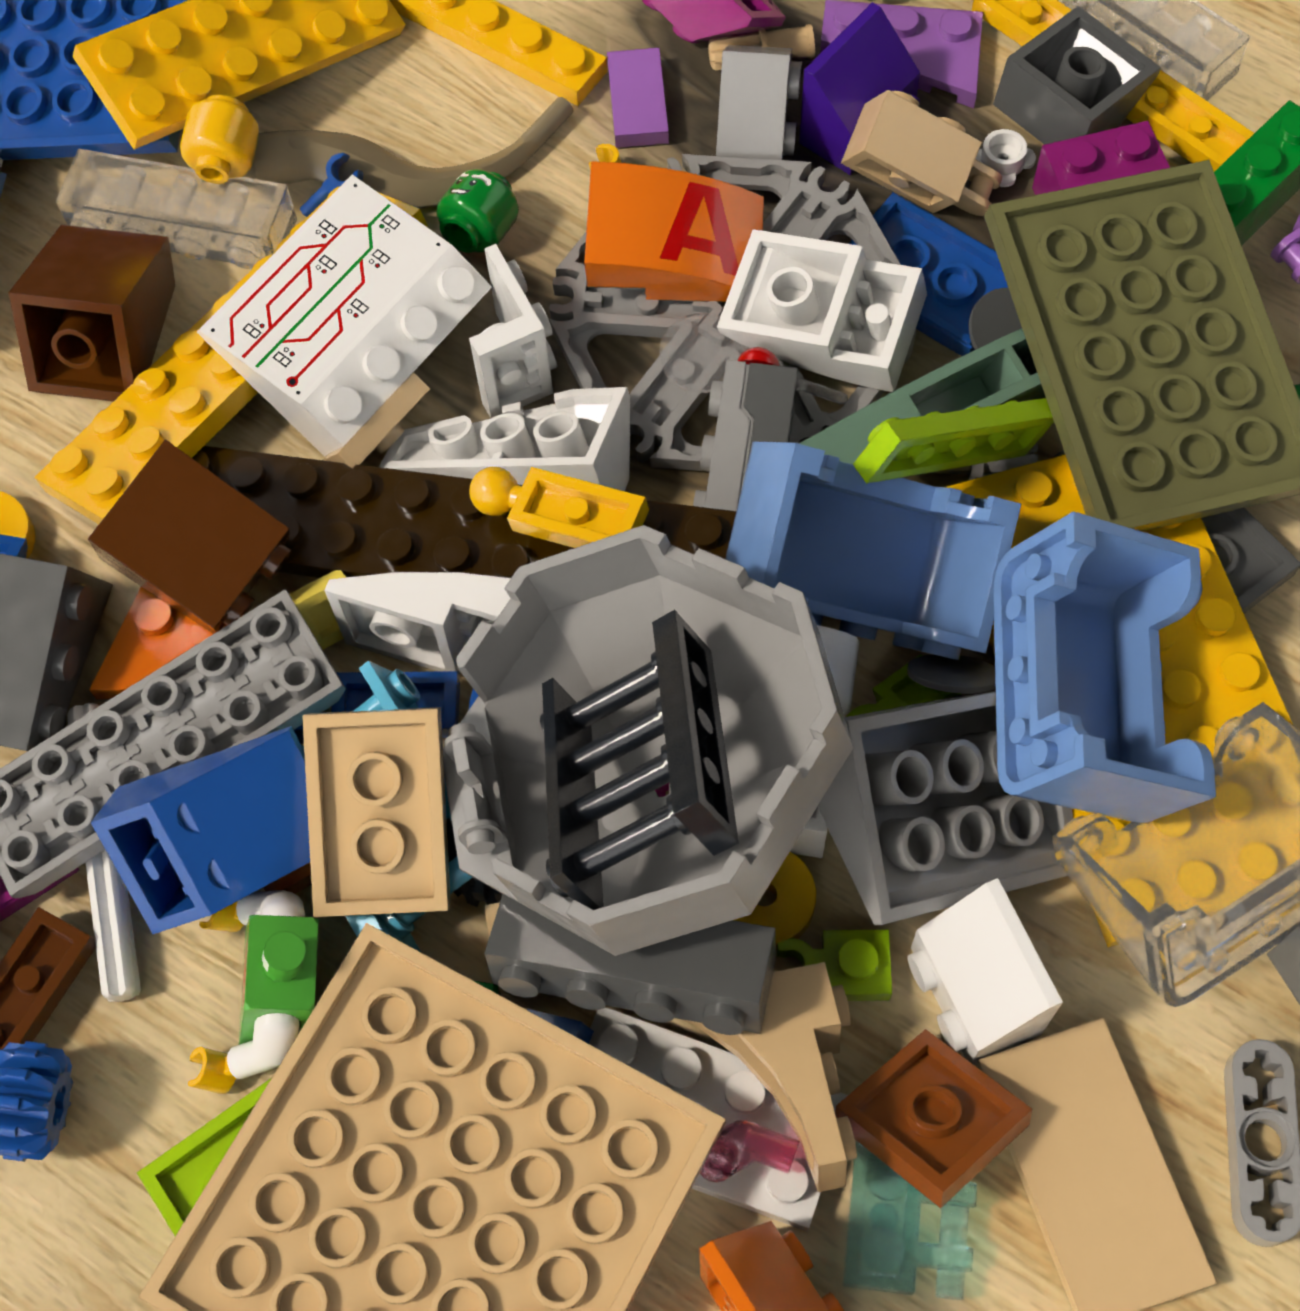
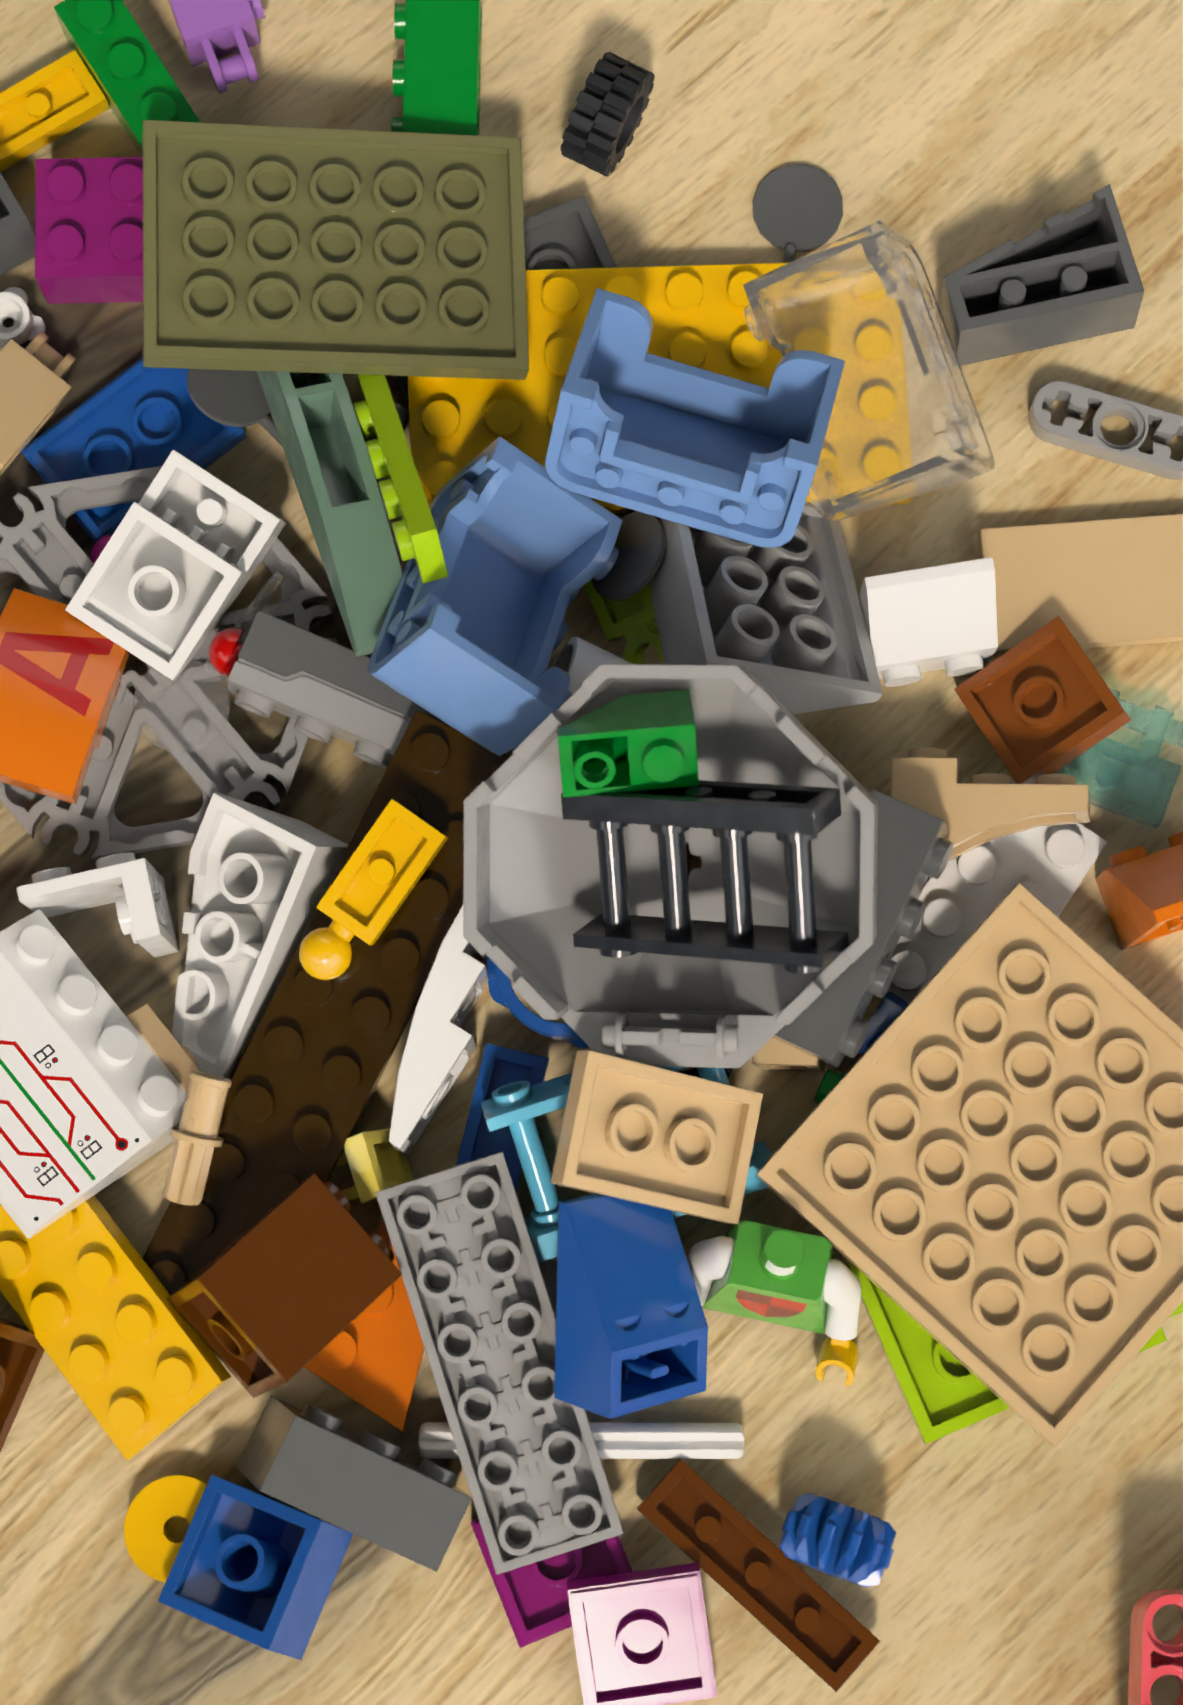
camera: 80 degrees left, 15 degrees up
(313, 443) = (196, 1138): none -> tan axle
(739, 659) = (630, 746): none -> green slope
(747, 1143) = (1033, 867): clear pink arm -> none
(852, 959) = (872, 738): lime plate -> none

